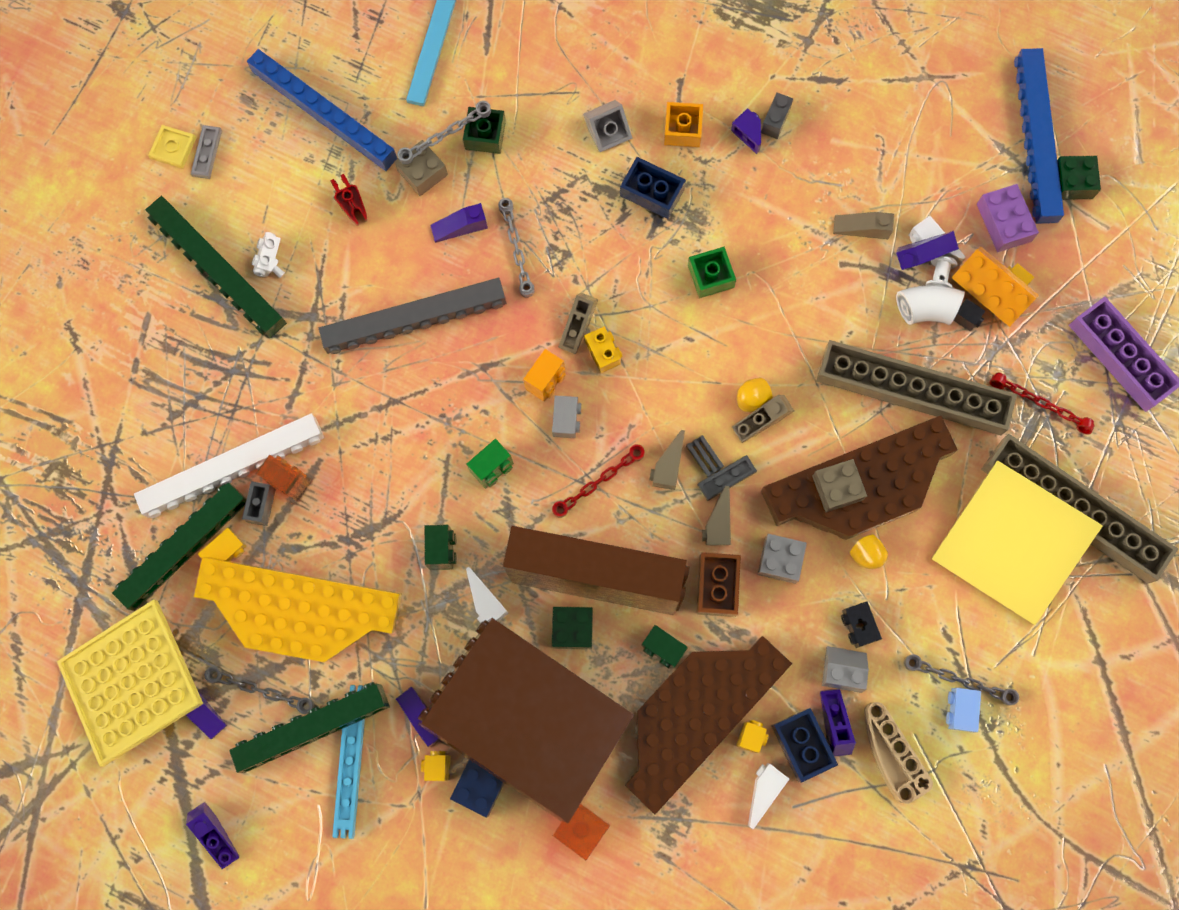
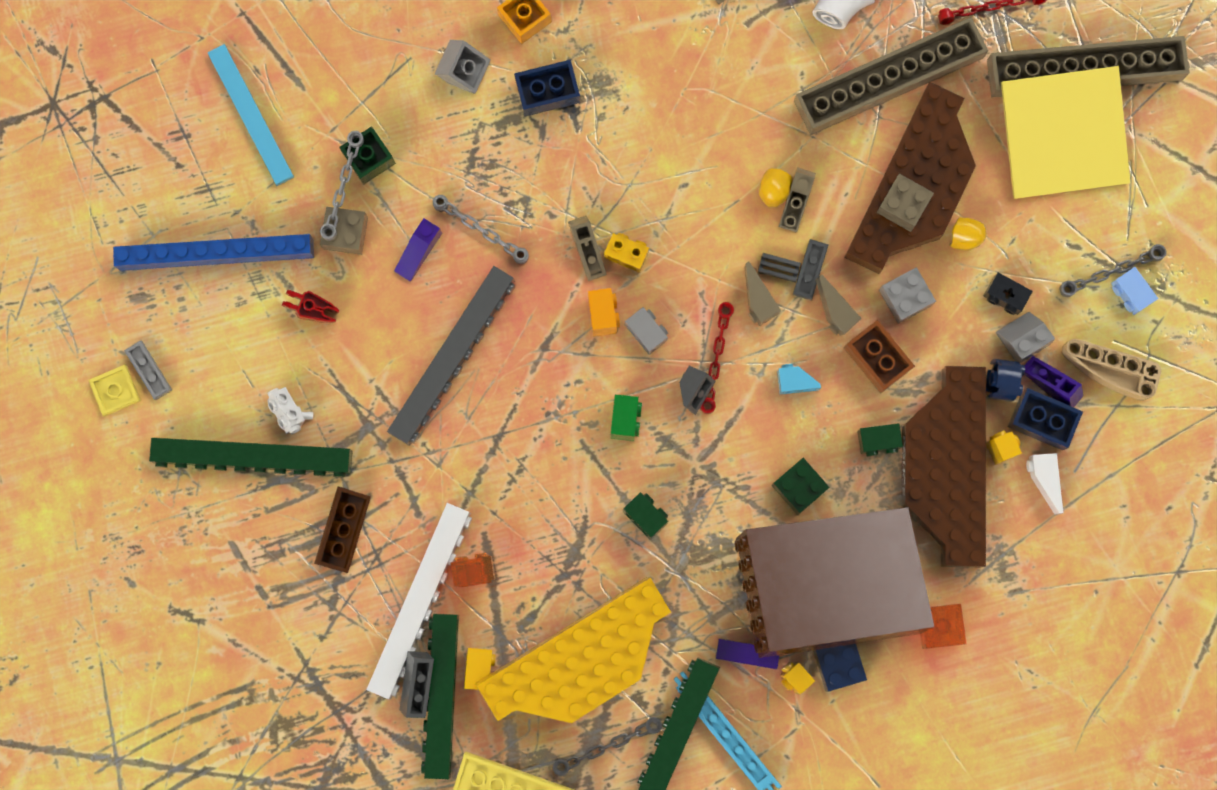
camera: 45 degrees left, 5 degrees up
(169, 521) = (416, 684): none -> dark grey brick
(225, 369) = (342, 529): none -> reddish brown slope
(259, 503) = (472, 608): dark grey brick -> none
(485, 602) = (718, 526): white slope -> none
(560, 488) = (694, 388): none -> dark grey slope
(595, 570) = (791, 425): reddish brown container -> none
(639, 540) = (795, 380): none -> medium azure slope
(711, 272) = (656, 117): green brick -> none
(799, 686) = (1004, 380): none -> dark blue brick

